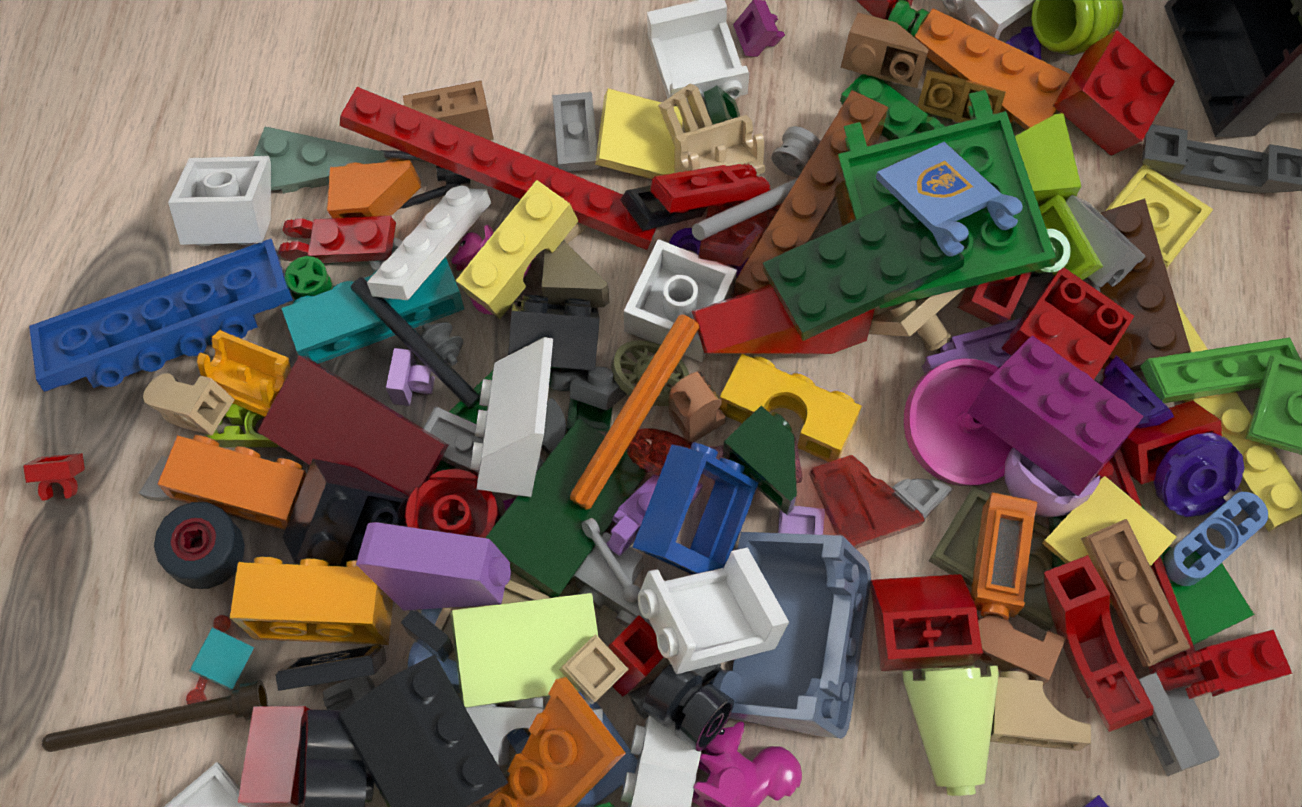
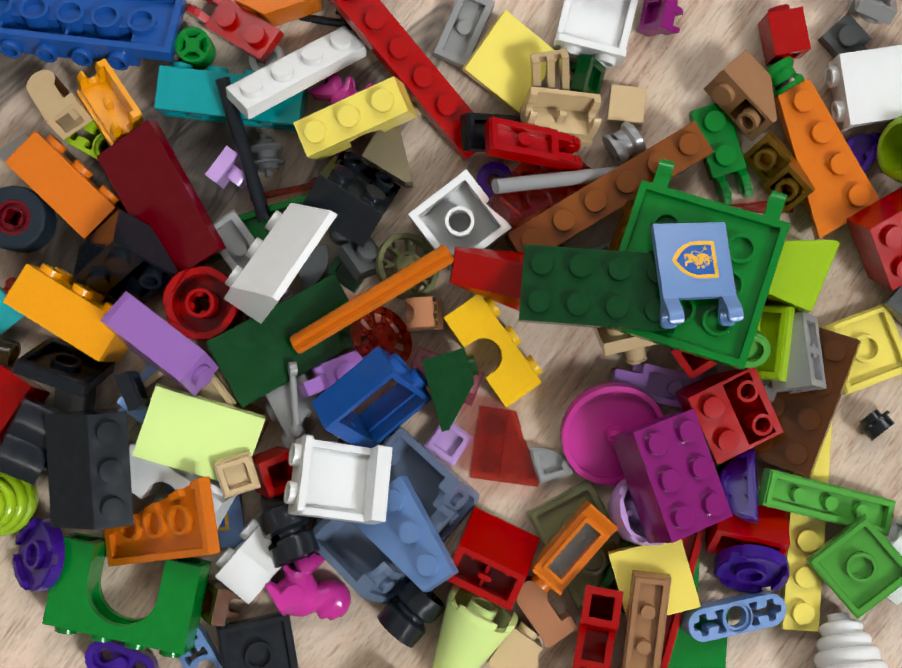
camera: 25 degrees right, 20 degrees up
(503, 352) = (288, 190): none -> clear red hinge
(774, 119) = (626, 104): none -> tan tile
(825, 641) = (411, 538): none -> medium blue wing
(875, 722) = (407, 616): none -> black wheel
(1216, 276) = (876, 424): none -> black plate

